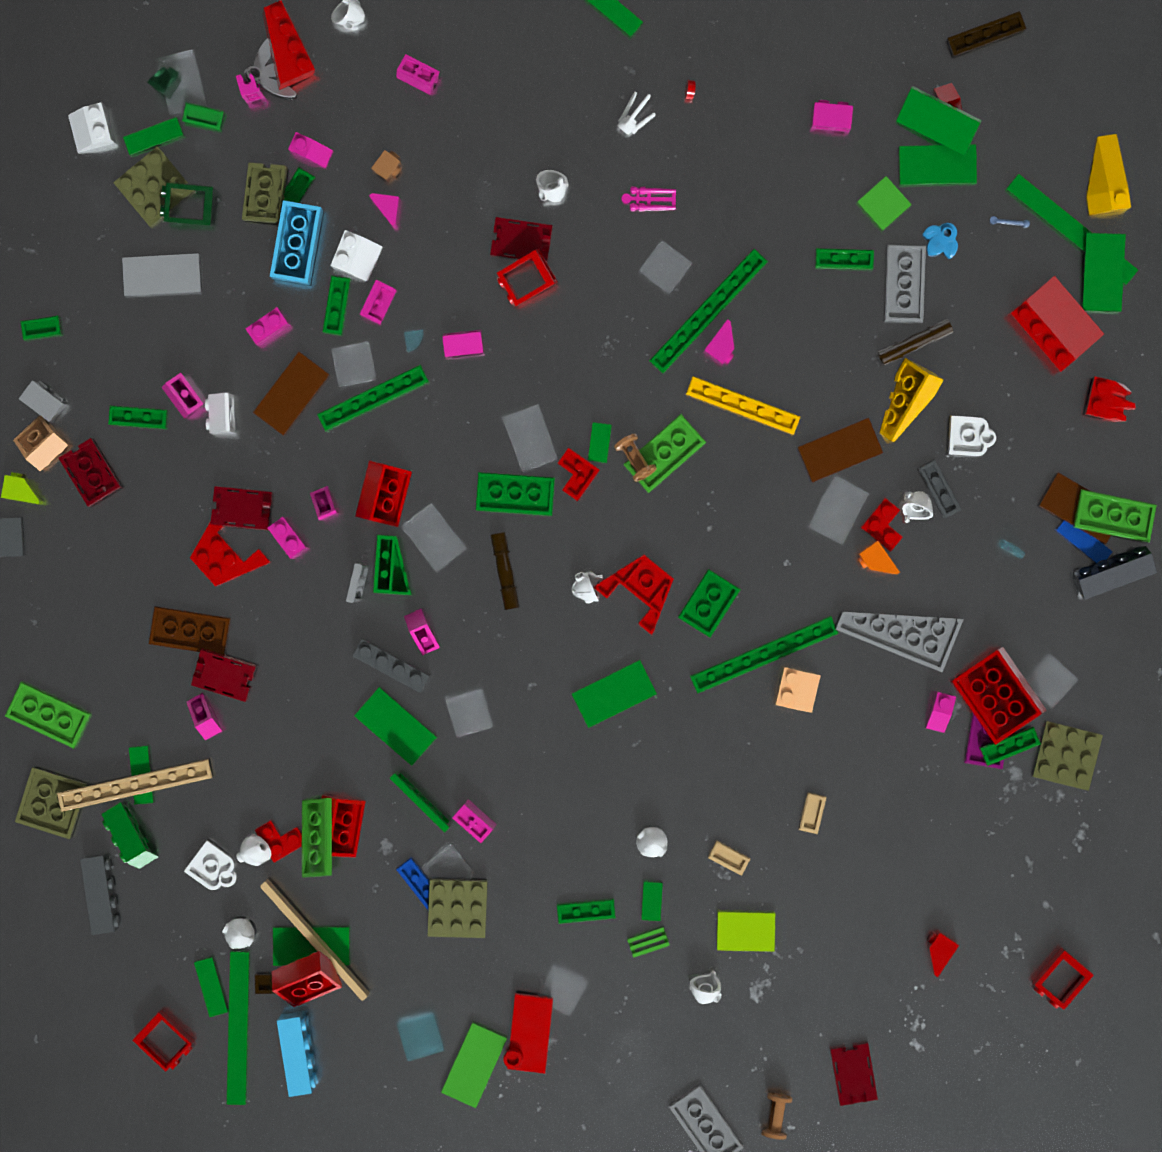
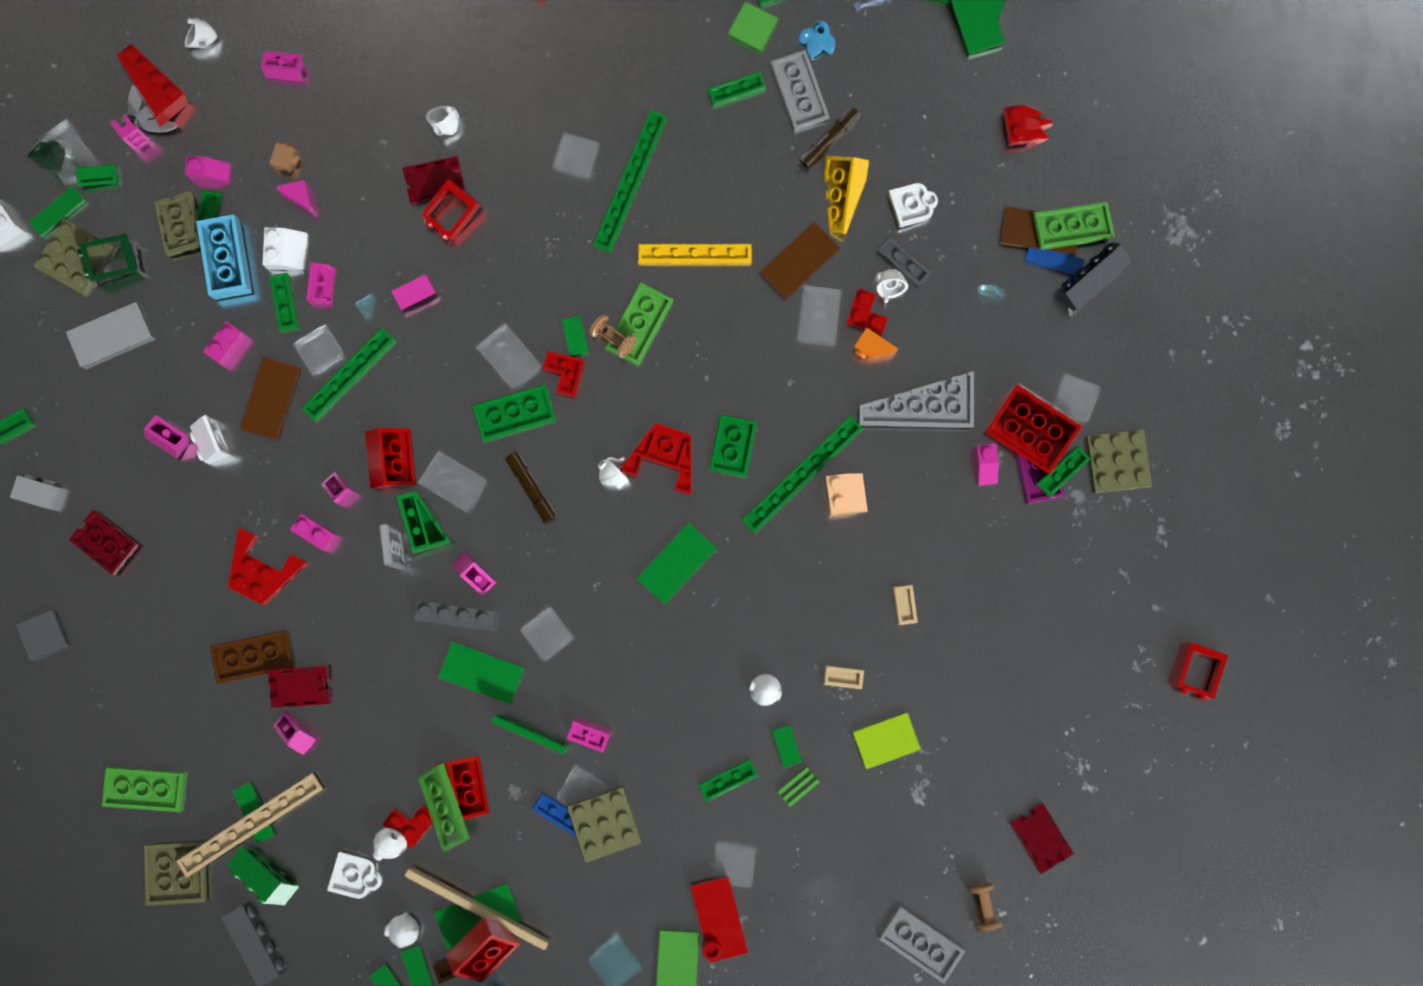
camera: 30 degrees left, 5 degrees down
(19, 489) = (41, 583): lime slope -> none
(40, 443) = (47, 532): light nougat slope -> none
(138, 417) = (132, 474): green tile -> none
(241, 508) = (259, 521): dark red piece -> none
(626, 198) = (517, 108): dark pink piece -> none
(627, 124) = (492, 40): white plant -> none
(706, 988) = (870, 809): white helmet -> none
(722, 345) = (654, 205): dark pink slope -> none
(940, 951) = (1076, 689): red slope -> none
(1057, 324) = (950, 75): red slope -> none

